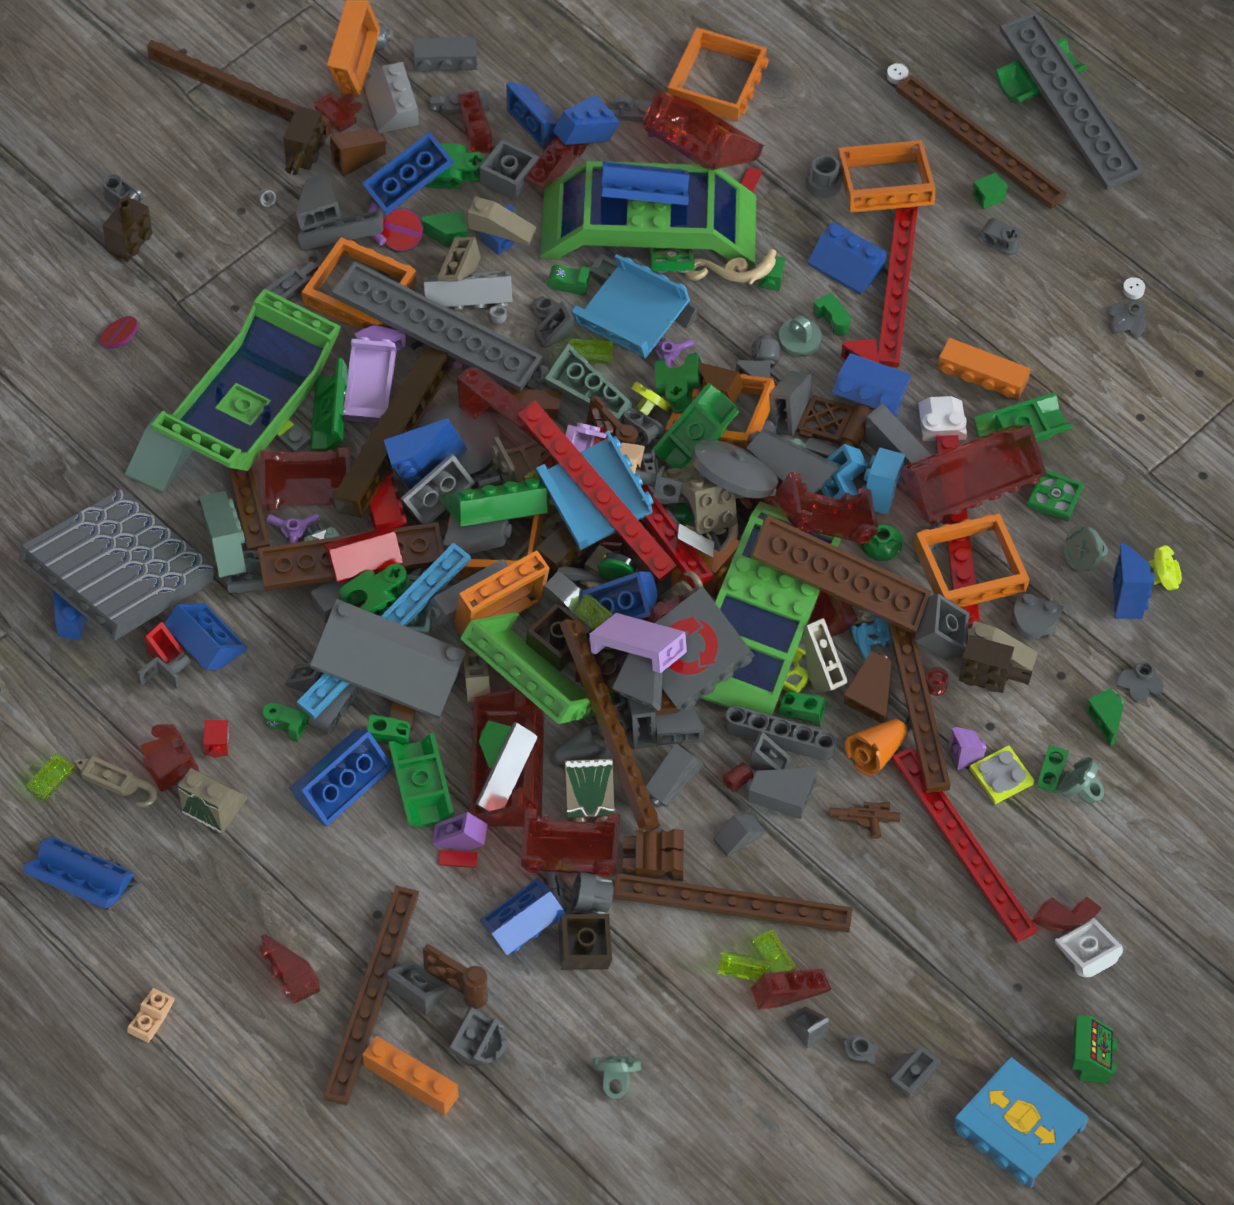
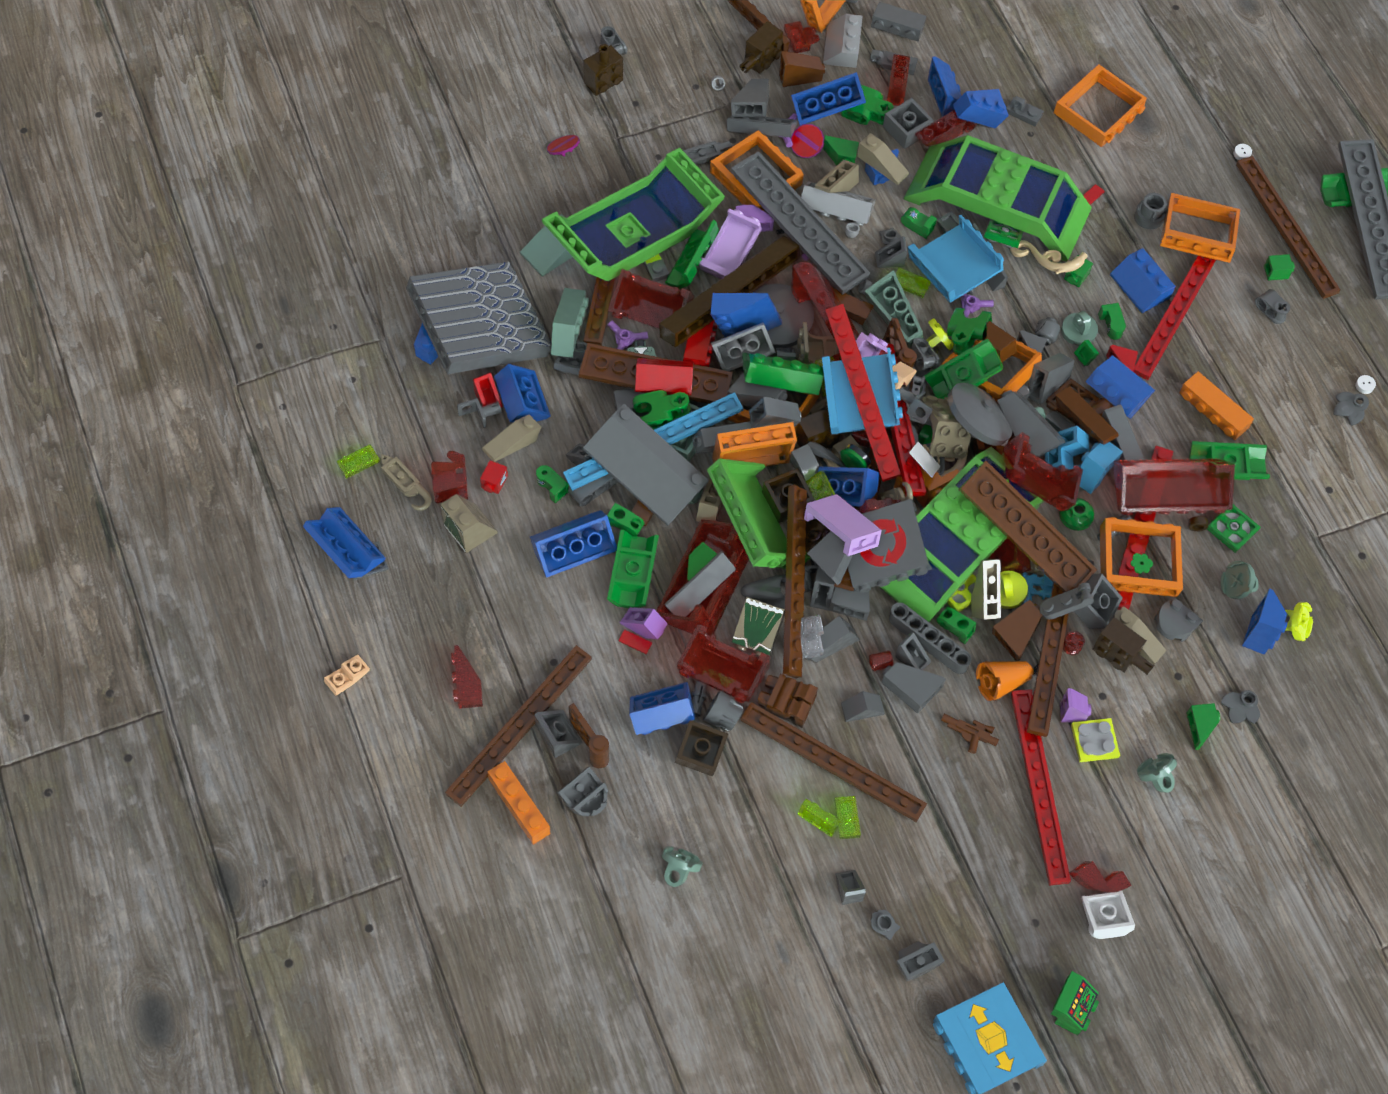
camera: 20 degrees right, 5 degrees up
(220, 686) = (513, 438): none -> dark tan slope
(506, 549) = (774, 411): none -> dark grey slope
(644, 183) = (1004, 166): blue slope -> none
(653, 777) = (810, 636): none -> clear slope
(698, 133) = (1065, 144): clear red windscreen -> none
(788, 987) = (848, 849): clear red slope -> none
(818, 360) = (1086, 352): none -> green tile
(849, 647) = (1013, 589): none -> neon yellow tile
(855, 433) = (1089, 419): none -> reddish brown slope
(913, 638) = (1067, 602): none -> dark grey plate
(941, 418) = (1166, 432): white slope -> none
(974, 567) = (1141, 563): none -> green plant
(1016, 504) = (1198, 523): none -> dark brown tile
(1052, 768) = (1139, 751): green leg -> none

